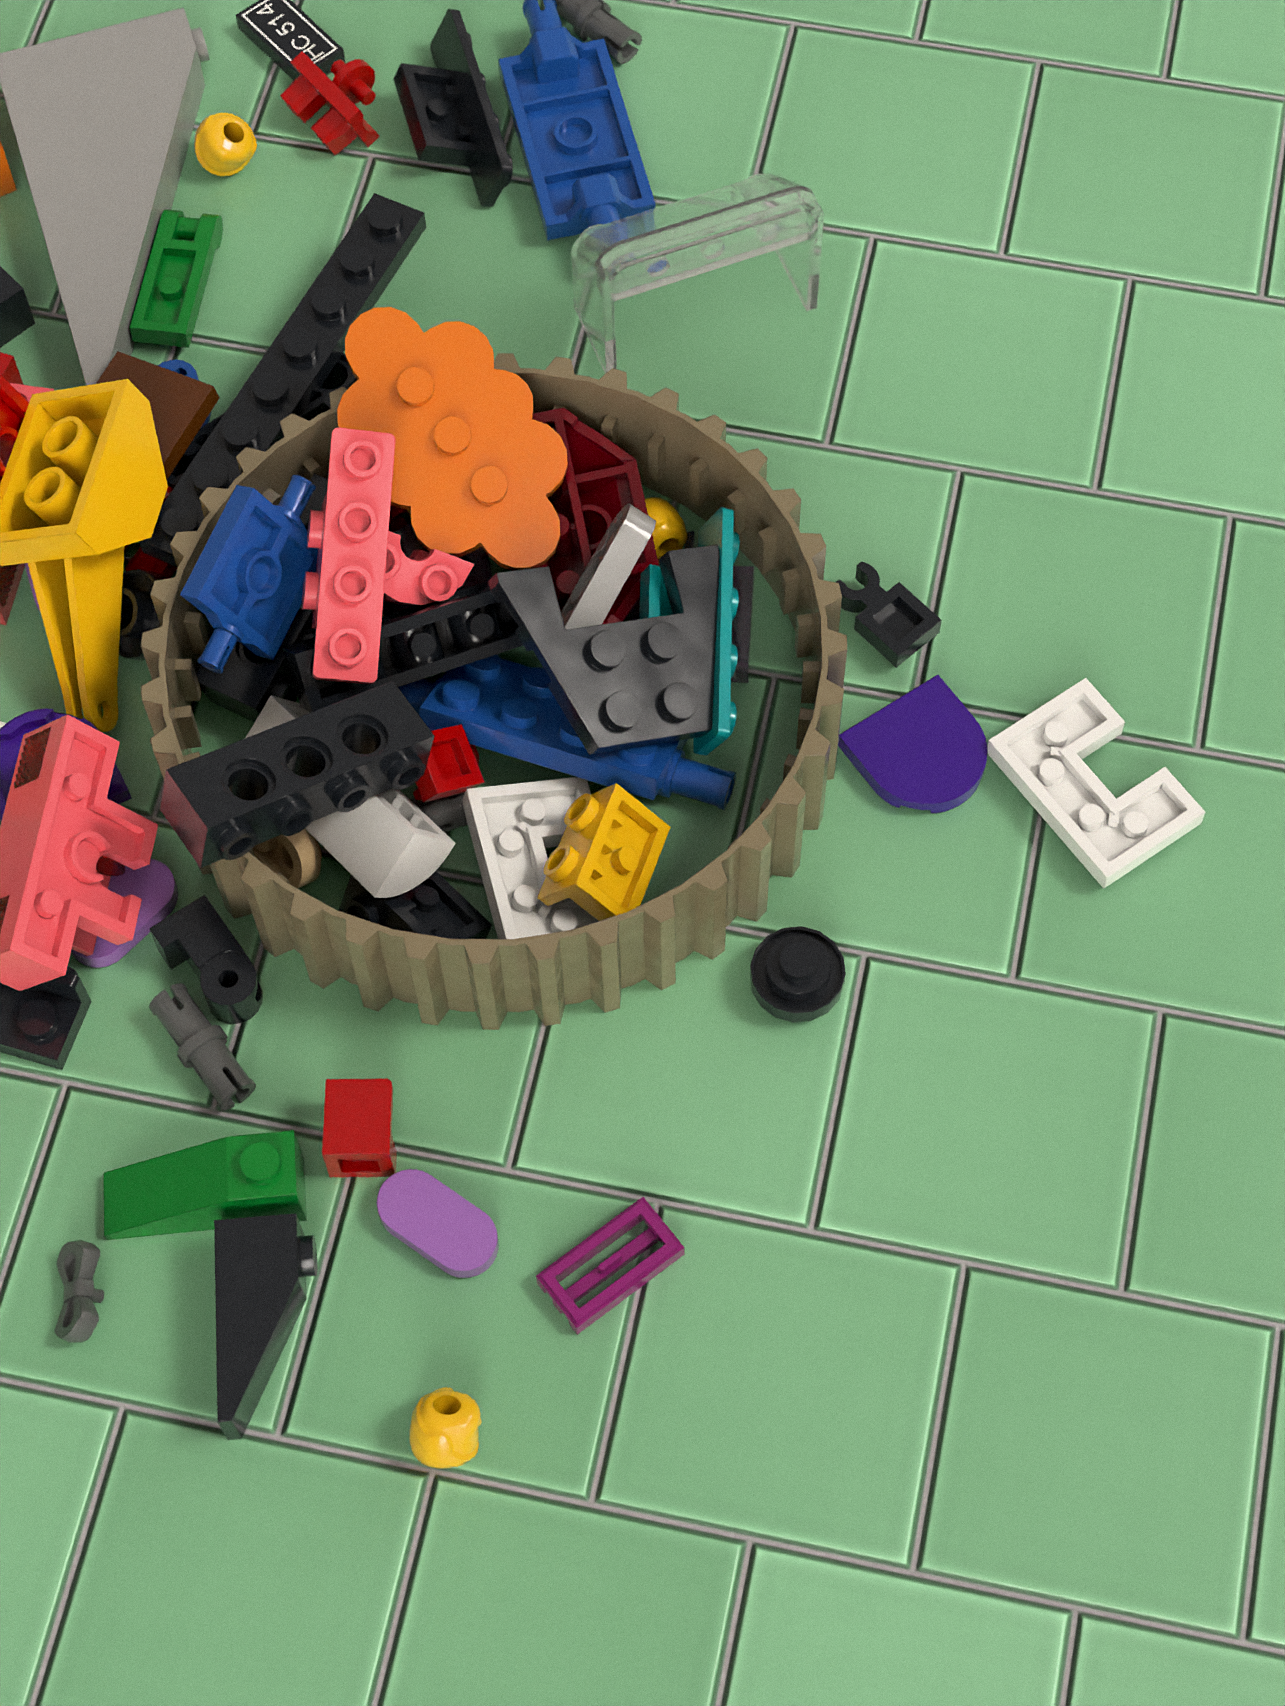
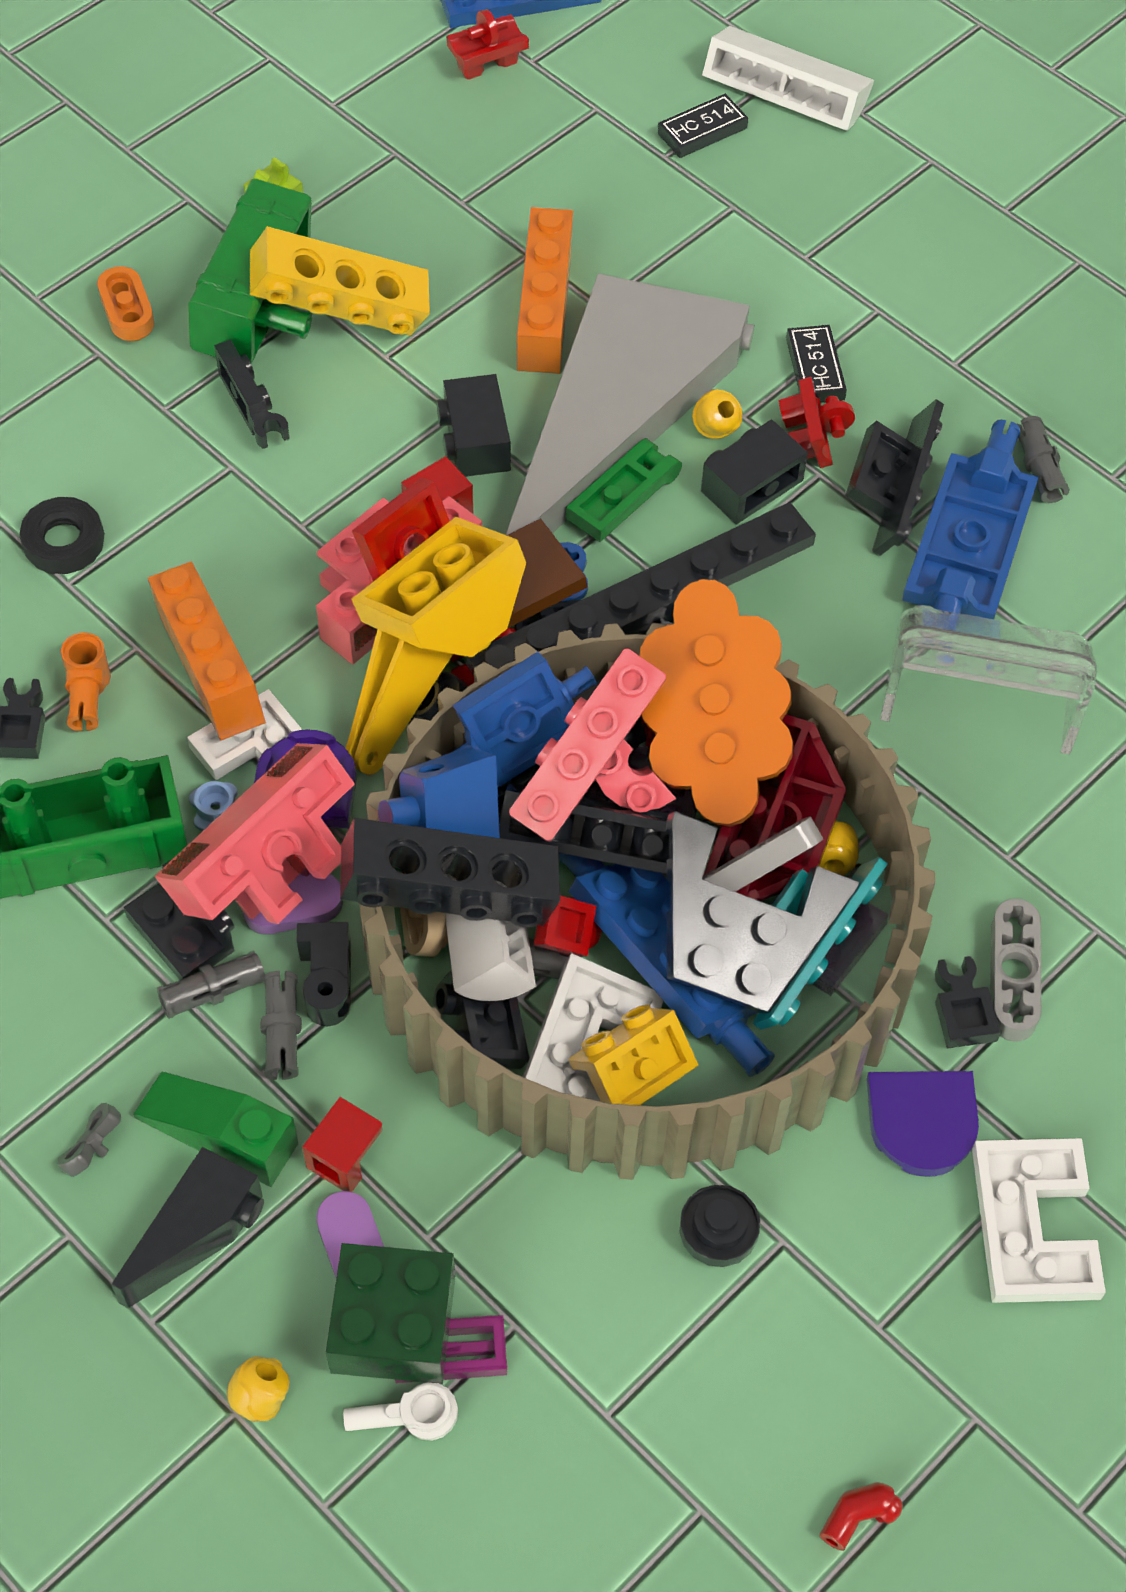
camera: 30 degrees right, 5 degrees down
(94, 1049) = (211, 984): none -> dark grey pin
(237, 692) = (448, 794): none -> blue torso
(303, 185) = (753, 471): none -> black brick
(537, 1263) = (391, 1313): none -> dark green brick
(631, 1341) = (426, 1411): none -> white plate
(909, 525) = (1026, 950): none -> light grey beam
(1111, 1160) = (856, 1505): none -> red arm

